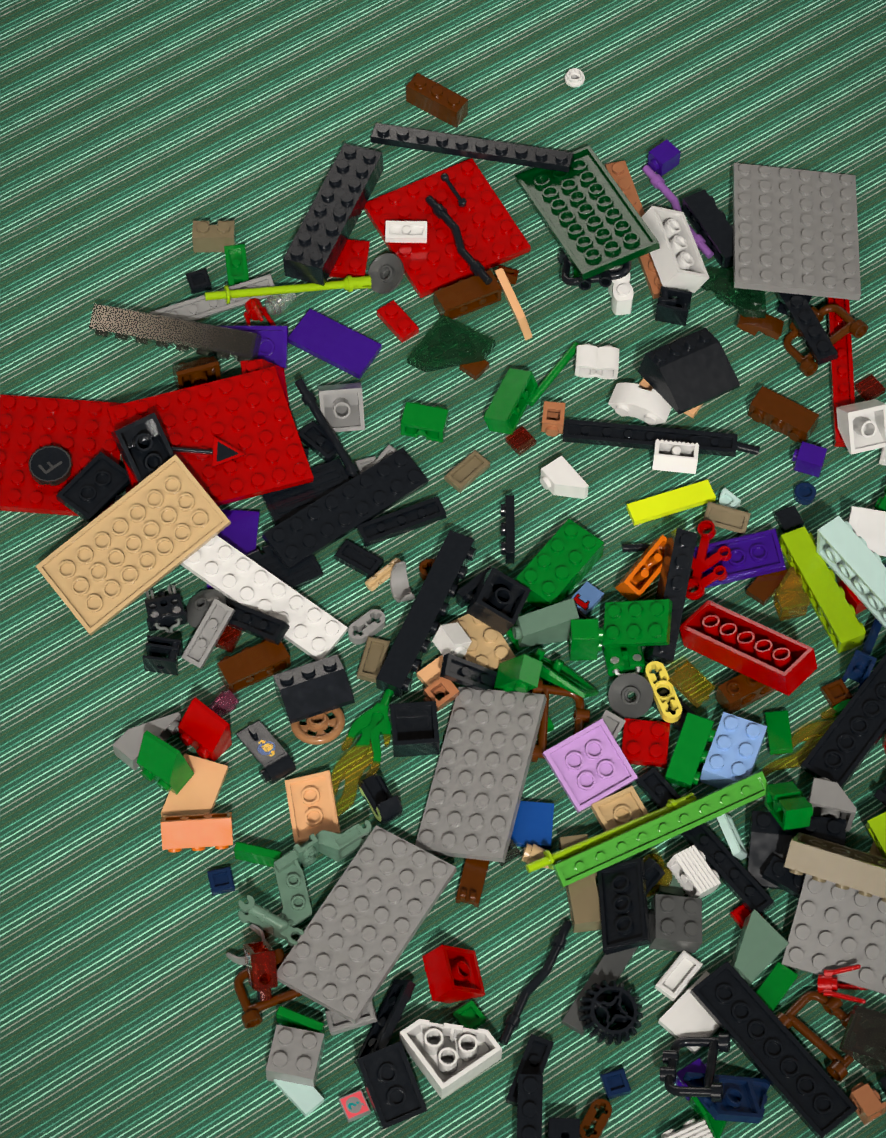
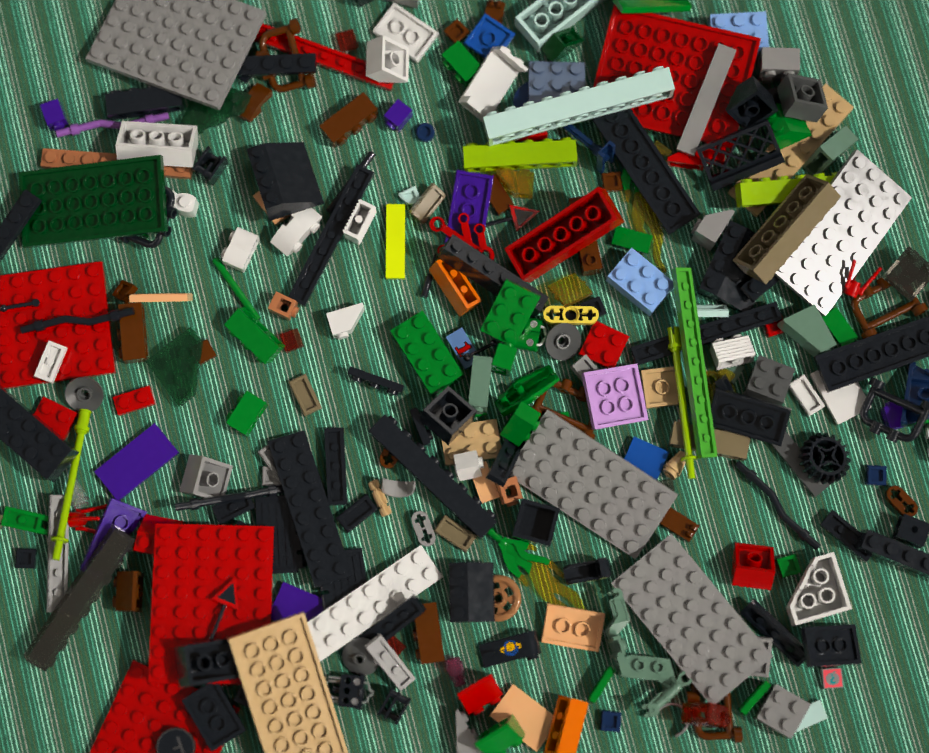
camera: 70 degrees left, 20 degrees up
(690, 751) = (629, 314): green brick -> none
(753, 611) = (519, 215): none -> piece
(788, 805) = (710, 260): green brick -> none
(789, 519) = (445, 155): black tile -> none

